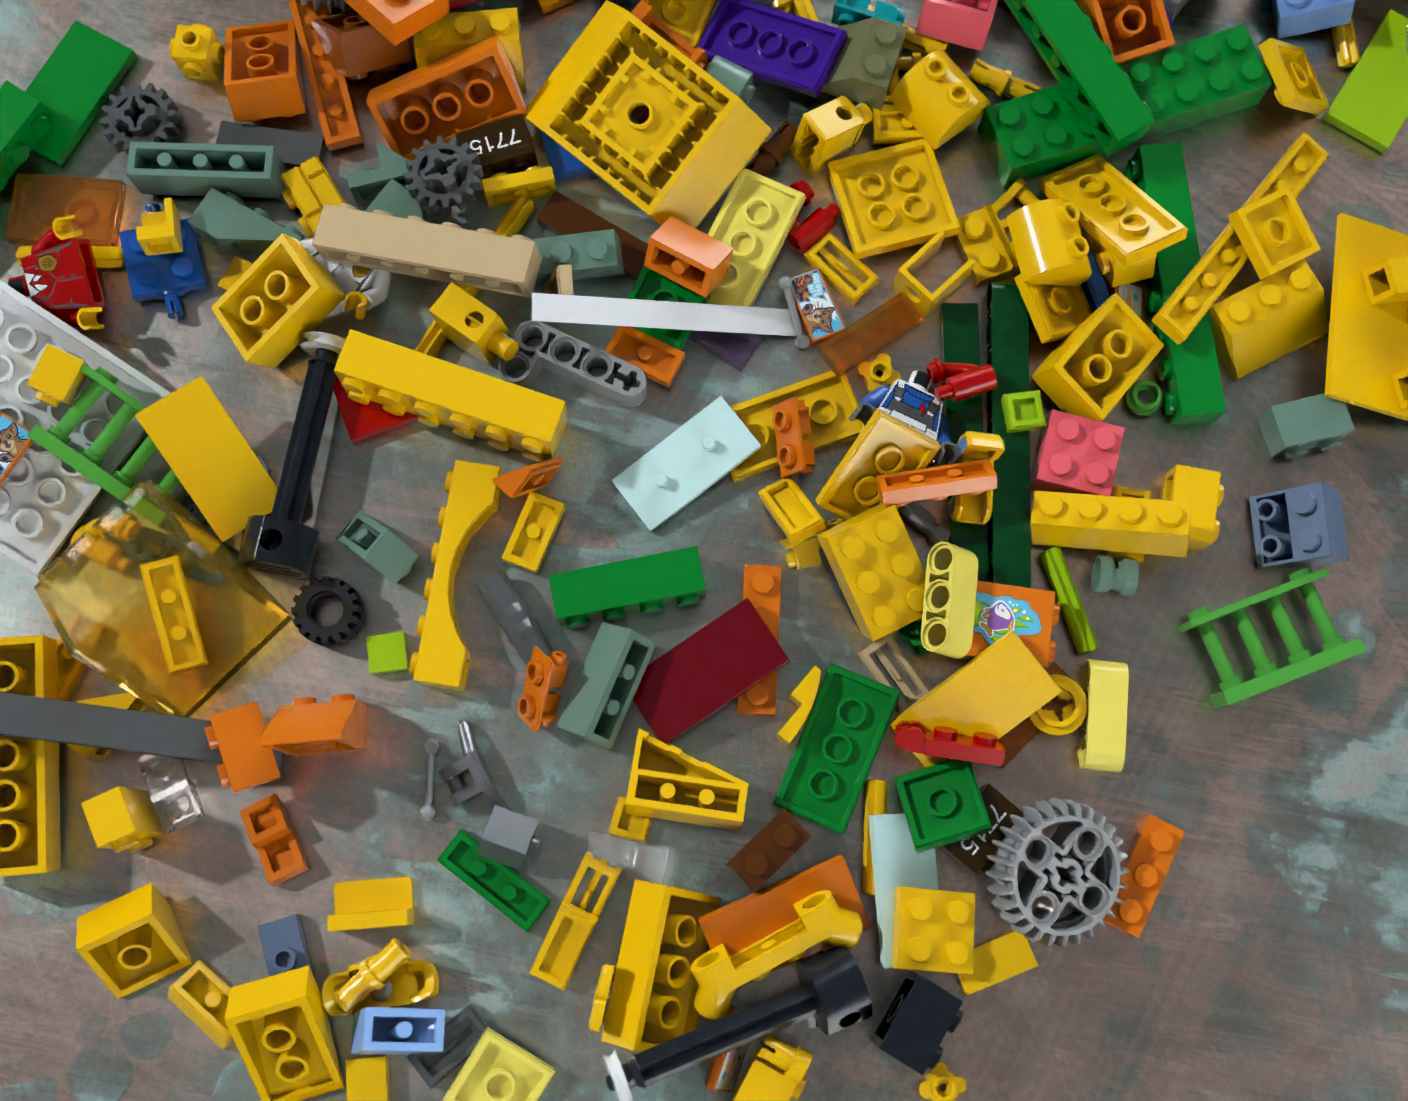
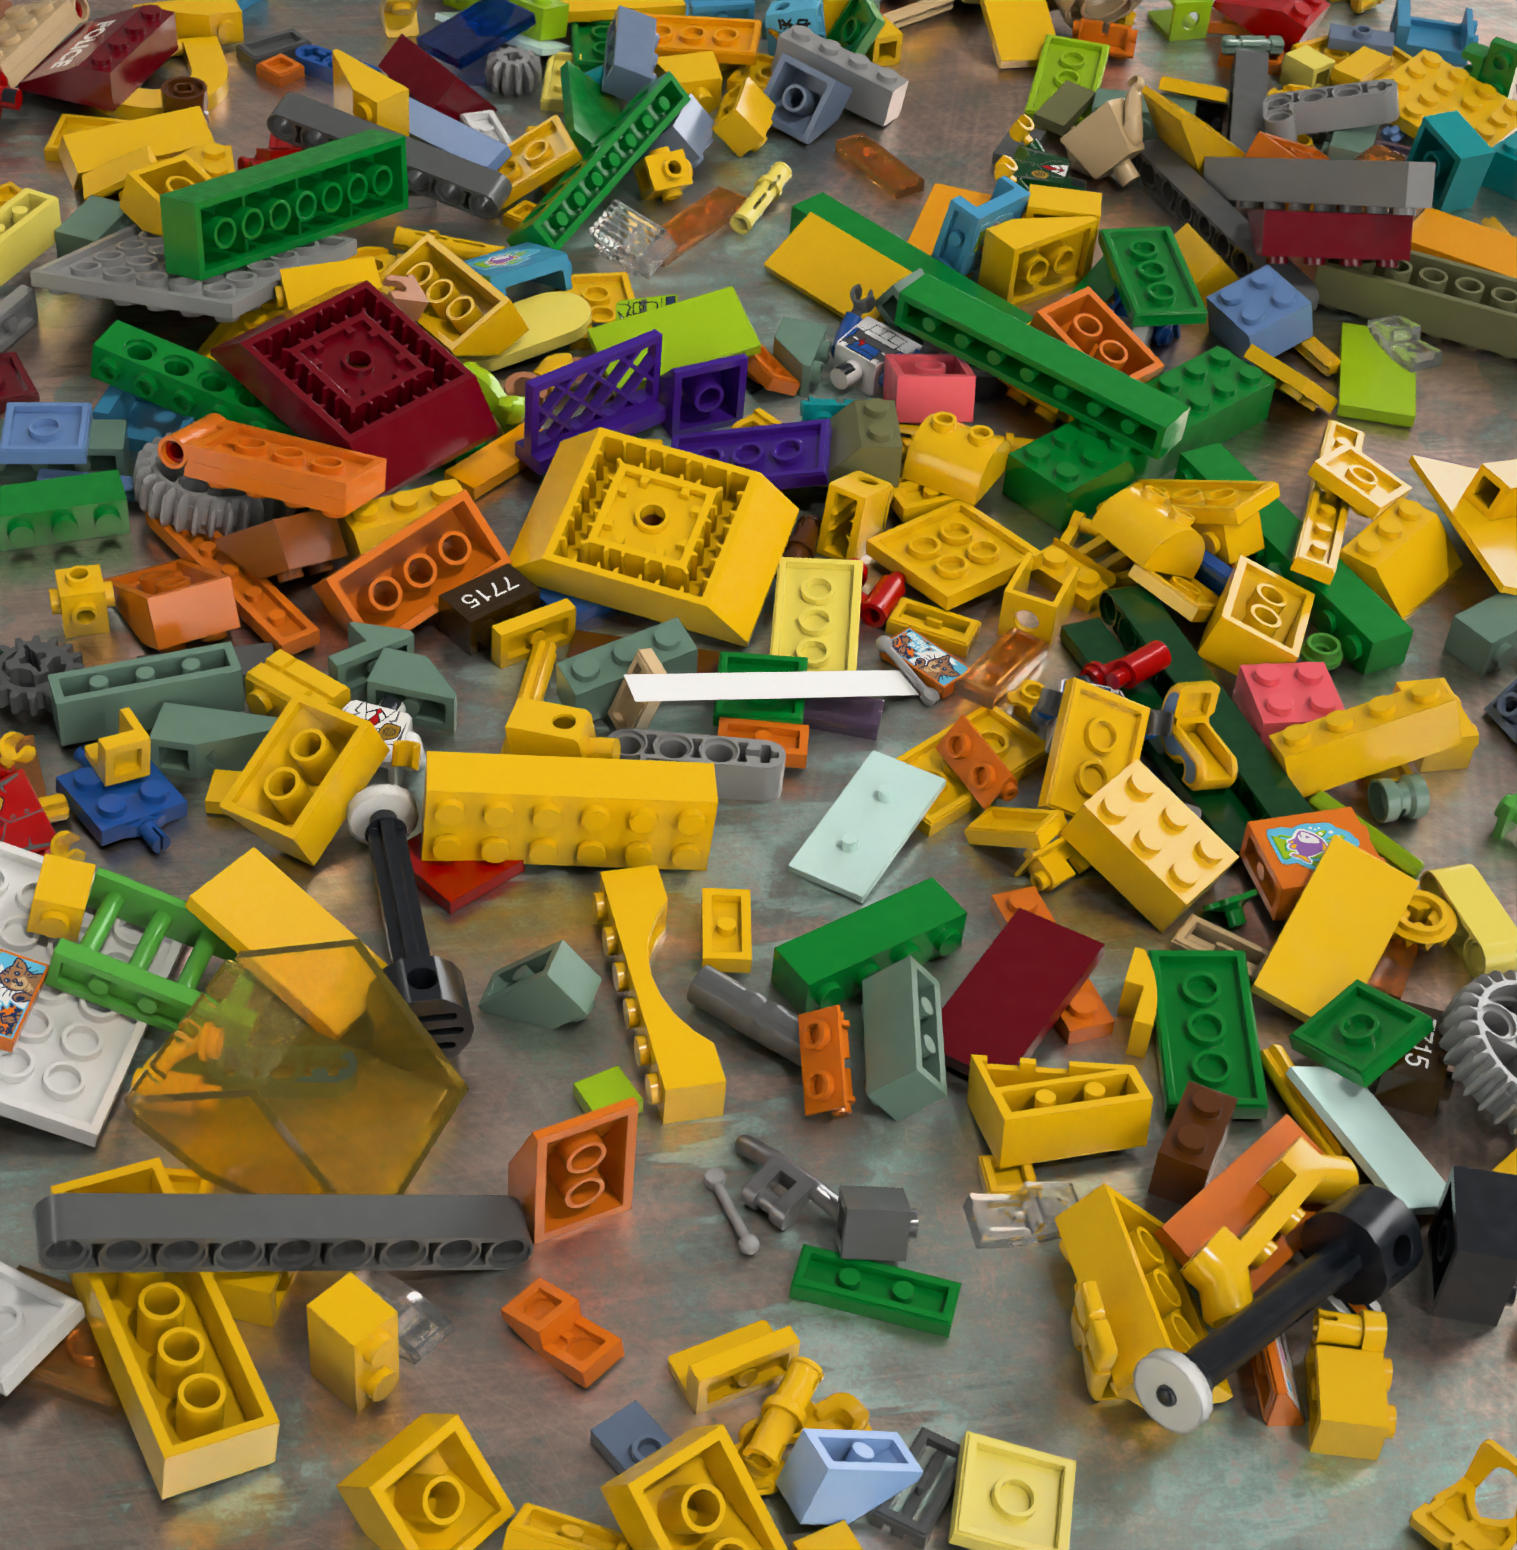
camera: 25 degrees left, 35 degrees down
(174, 615) = (315, 1117): yellow tile -> none
(237, 737) = (492, 1201): orange brick -> none
(312, 595) = (506, 1094): black tyre -> none
(428, 249) = (475, 677): tan brick -> none
(440, 159) = (449, 626): dark grey gear -> none
(528, 478) = (697, 860): orange slope -> none
(563, 945) = (1006, 1321): yellow tile -> none
(601, 867) = (1001, 1302): yellow tile -> none
(688, 256) = (769, 631): orange brick -> none
(933, 930) = (1422, 1151): yellow plate -> none
(936, 482) = (1168, 738): orange plate -> none
(947, 743) = (1329, 969): red hinge -> none
(949, 600) = (1247, 835): light yellow beam -> none
(1023, 411) = (1212, 668): lime tile -> none

